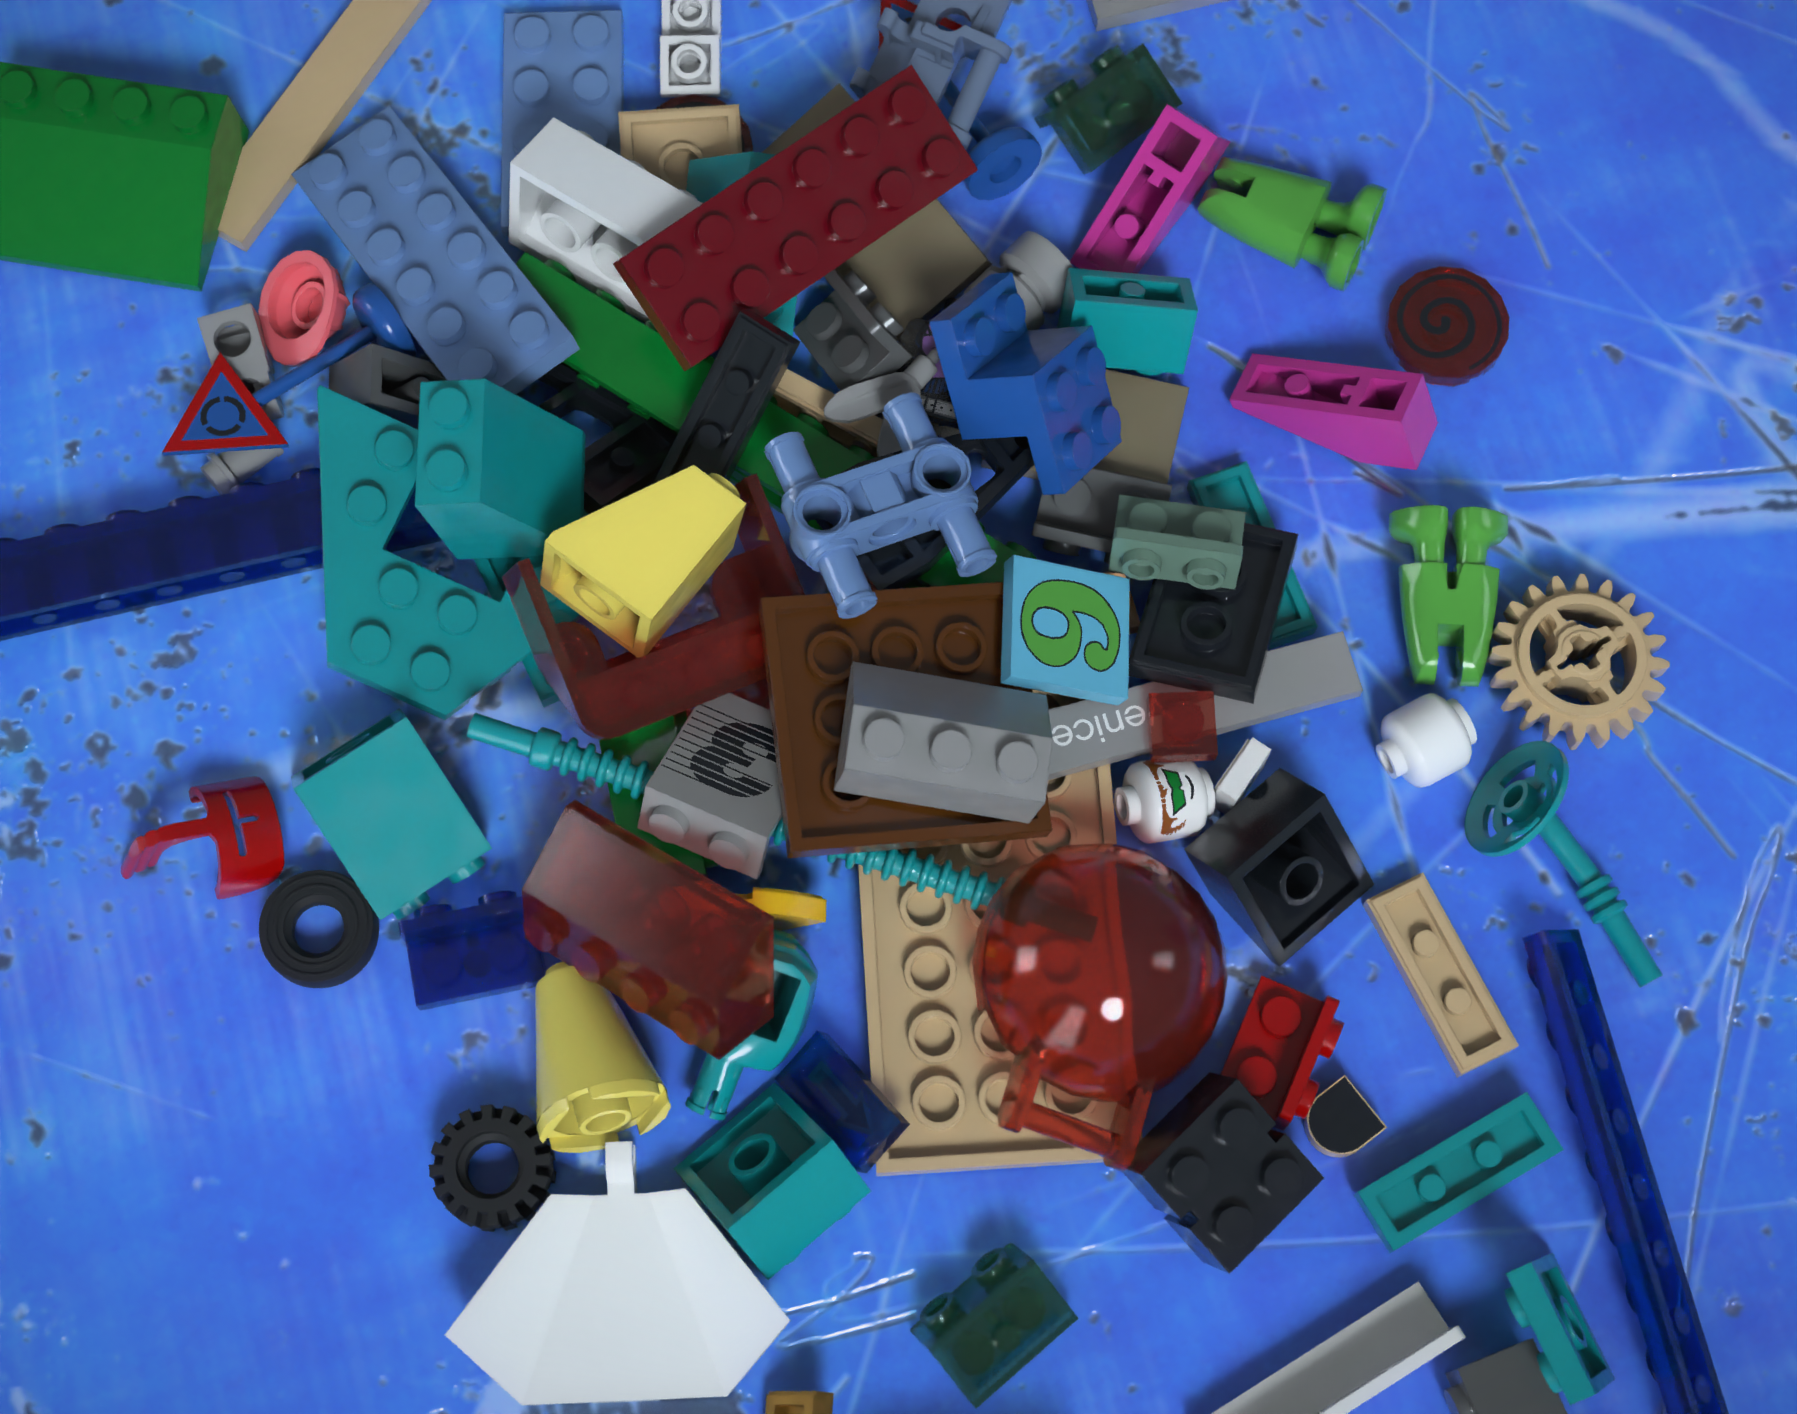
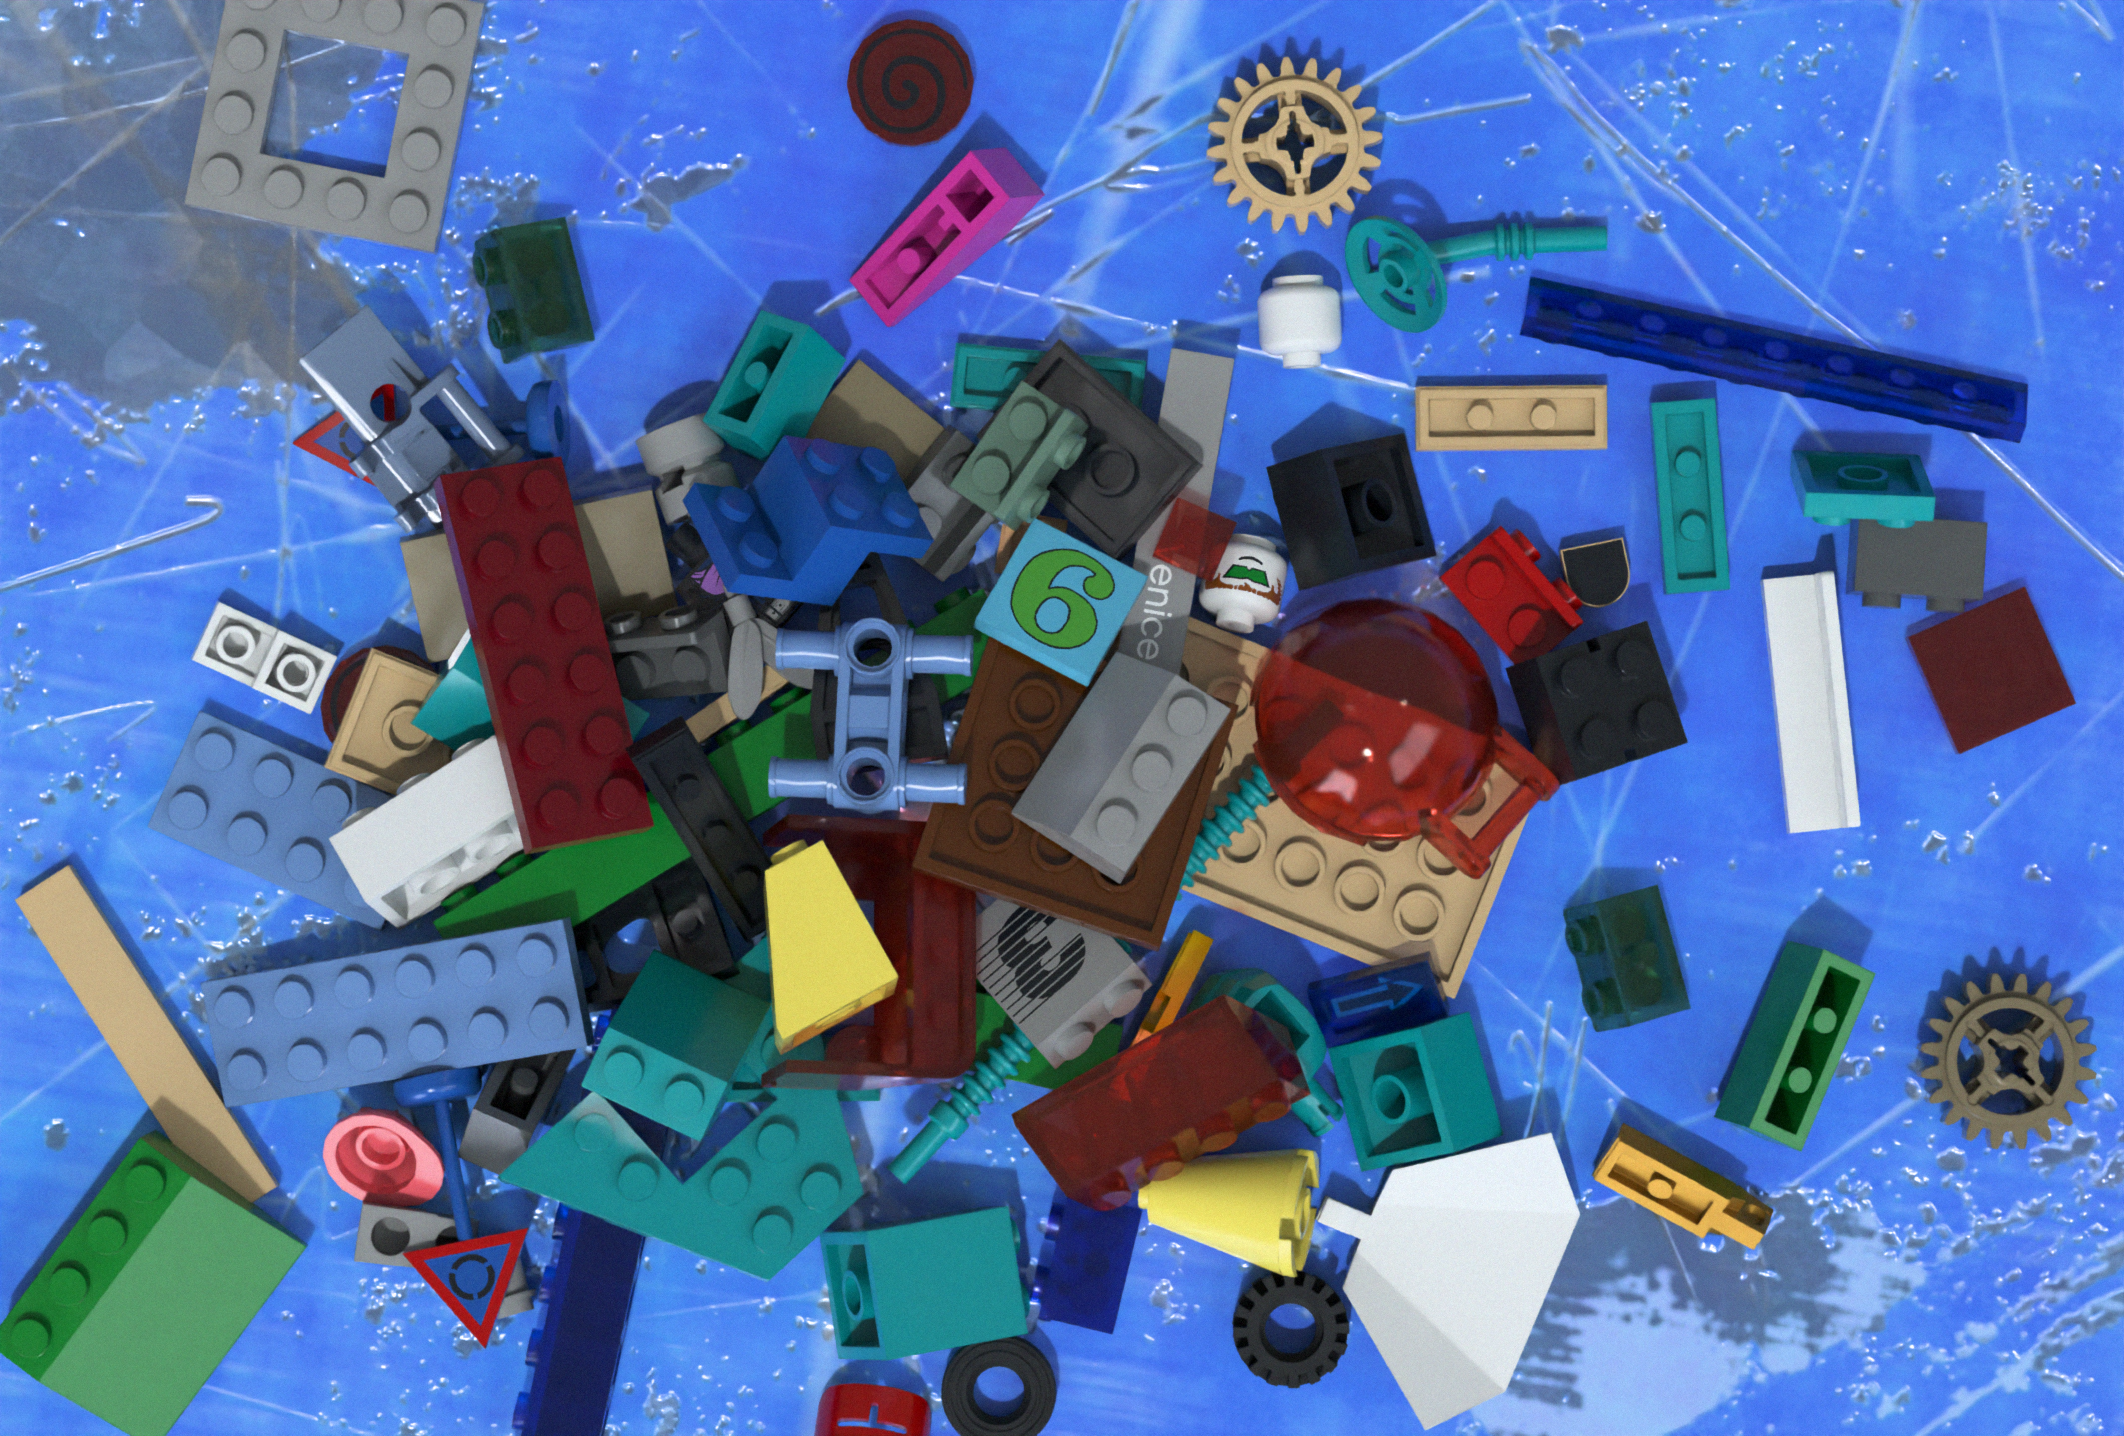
camera: 65 degrees left, 15 degrees up
(1151, 194) = (651, 298): dark pink slope -> none
(1240, 774) = (1254, 505): white tile -> none
(1281, 210) = (725, 177): bright green piece -> none
(1444, 605) = (1180, 231): bright green piece -> none

